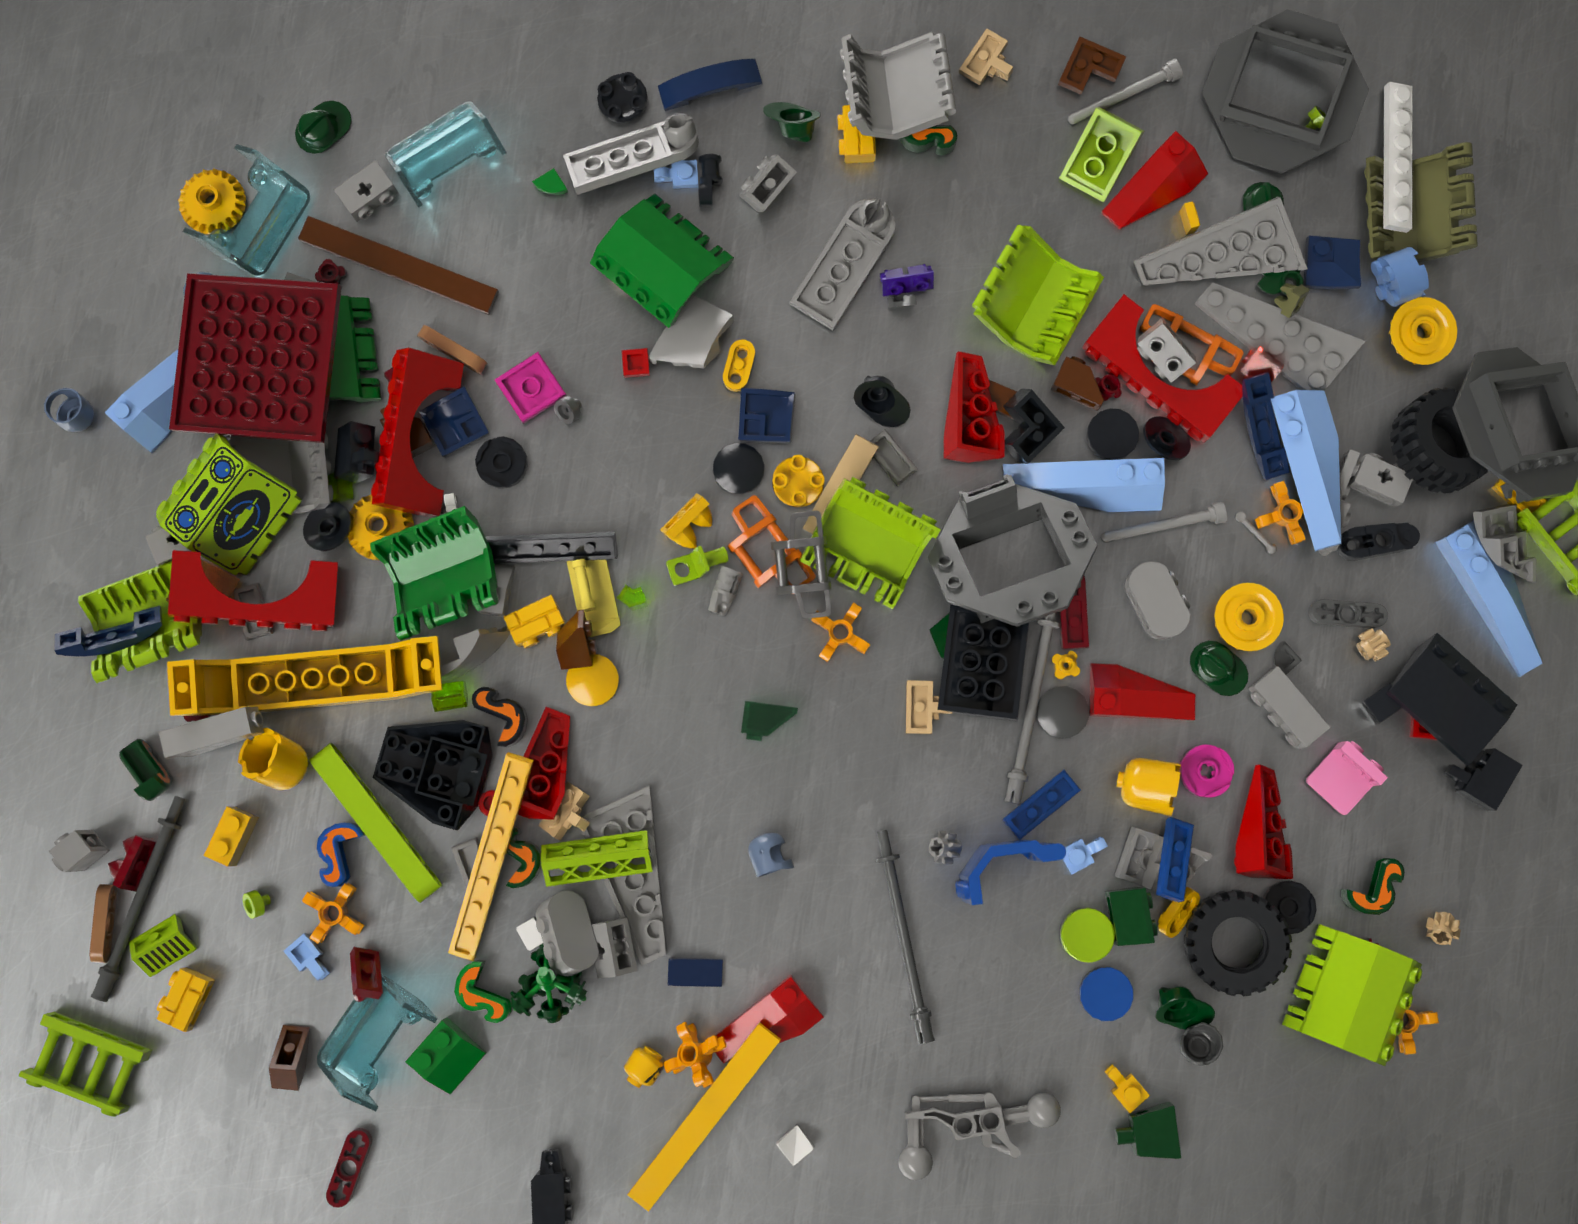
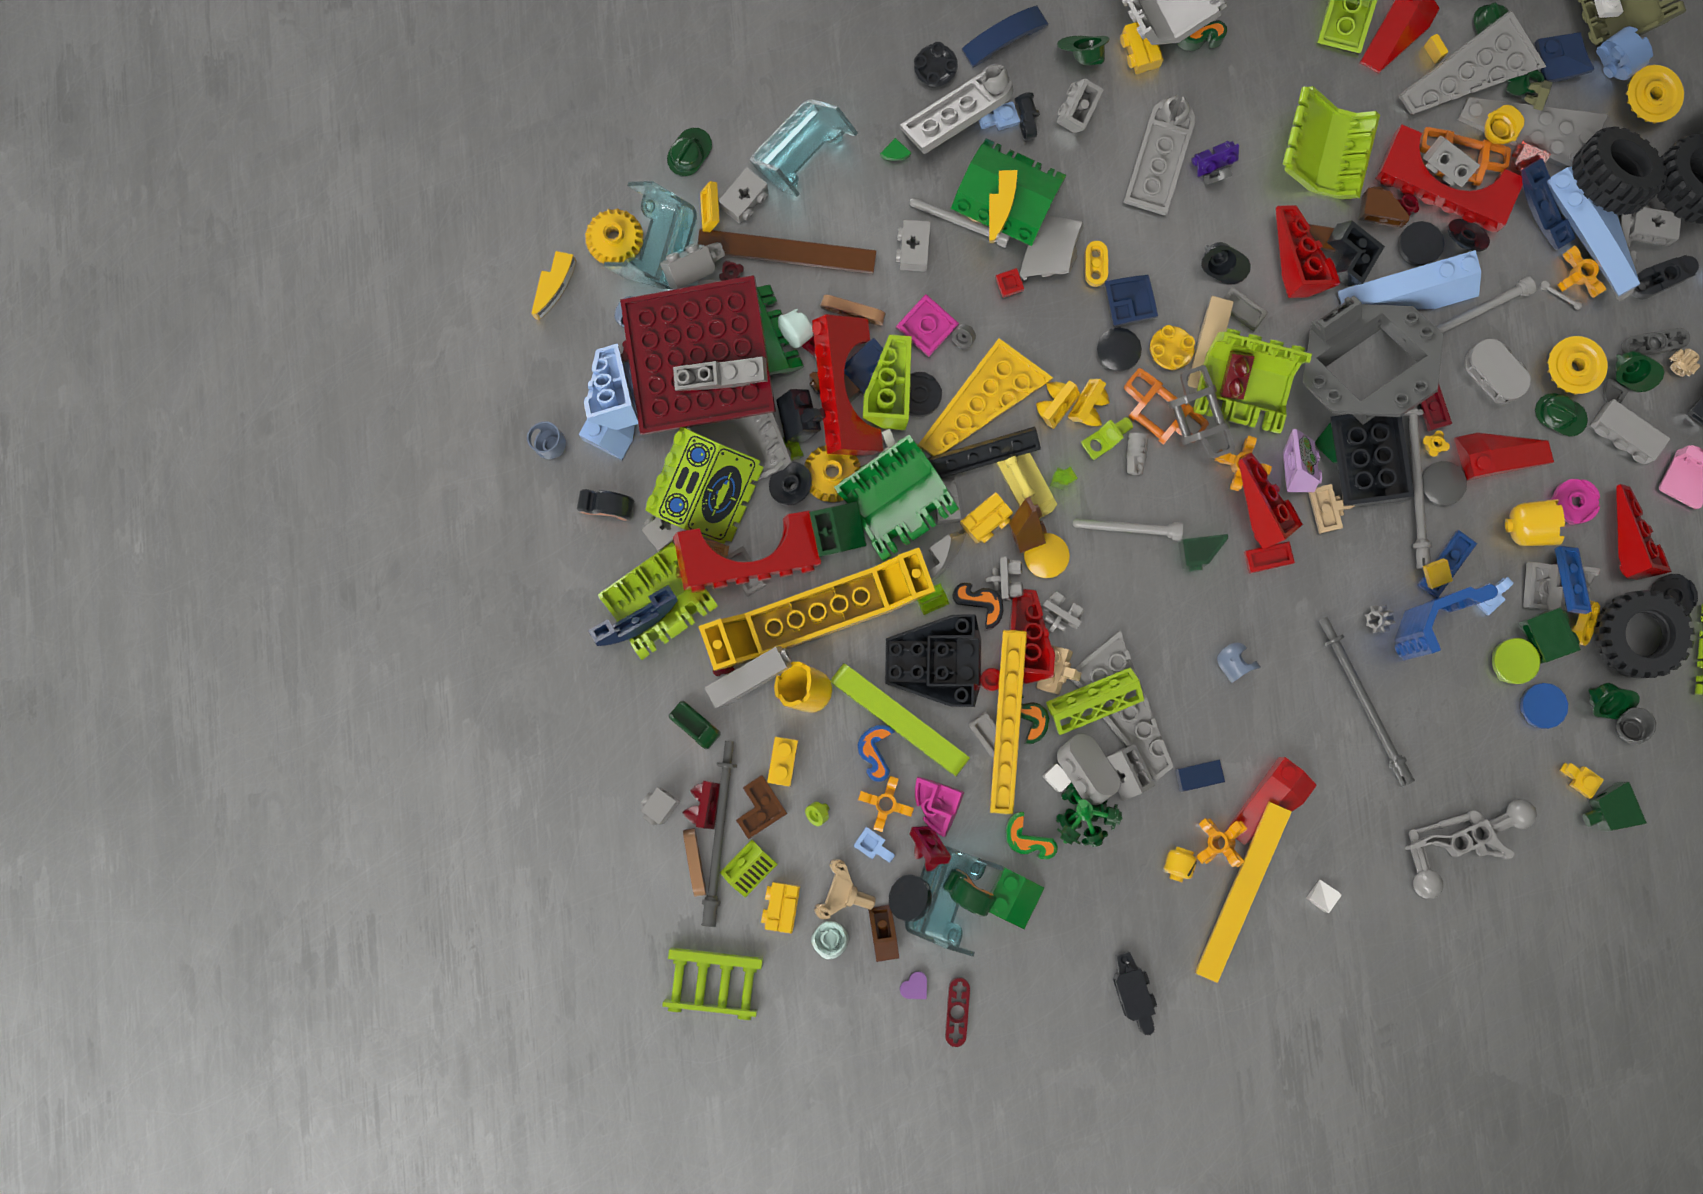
camera: 15 degrees left, 0 degrees up
(117, 498) = (605, 504): none -> black animal
(127, 237) = (553, 283): none -> yellow slope
(150, 376) = (609, 392): none -> light blue wedge
(200, 882) = (766, 810): none -> reddish brown plate
(230, 1049) = (830, 939): none -> light aqua hair
(256, 1001) = (842, 893): none -> tan axle
(268, 385) = (720, 375): none -> light grey slope
(285, 253) = (691, 264): none -> light grey hinge
(310, 1127) = (914, 987): none -> medium lavender tile
(323, 194) = (709, 206): none -> yellow tile
(328, 1026) = (910, 898): none -> black tile
(363, 591) = (838, 529): none -> dark green slope
(376, 354) = (795, 328): none -> light aqua hair
(387, 1041) = (967, 894): none -> dark green animal
(393, 927) = (938, 804): none -> dark pink brick
(463, 449) = (889, 388): none -> lime wedge
(535, 694) = (1008, 568): none -> light grey hips
(543, 307) = (917, 233): none -> light grey brick
(580, 478) = (993, 388): none -> yellow wing
(582, 739) = (1071, 617): none -> light grey hips
(639, 273) = (1001, 204): none -> yellow slope
(639, 311) = (1002, 239): none -> light grey piece
(661, 507) = (1064, 397): none -> yellow tile
(741, 689) = (1172, 531): none -> light grey piece
(842, 745) = (1269, 558): none -> red tile
(851, 691) = (1269, 514): none -> red wedge
(856, 531) = (1237, 375): none -> dark red tile
(903, 649) = (1301, 463): none -> lavender slope
(1023, 813) = (1437, 573): none -> yellow tile
(1239, 323) = (1504, 125): none -> yellow hat
(1317, 641) = (1638, 371): none -> dark green piece
(1368, 392) = (1619, 170): none -> black tyre

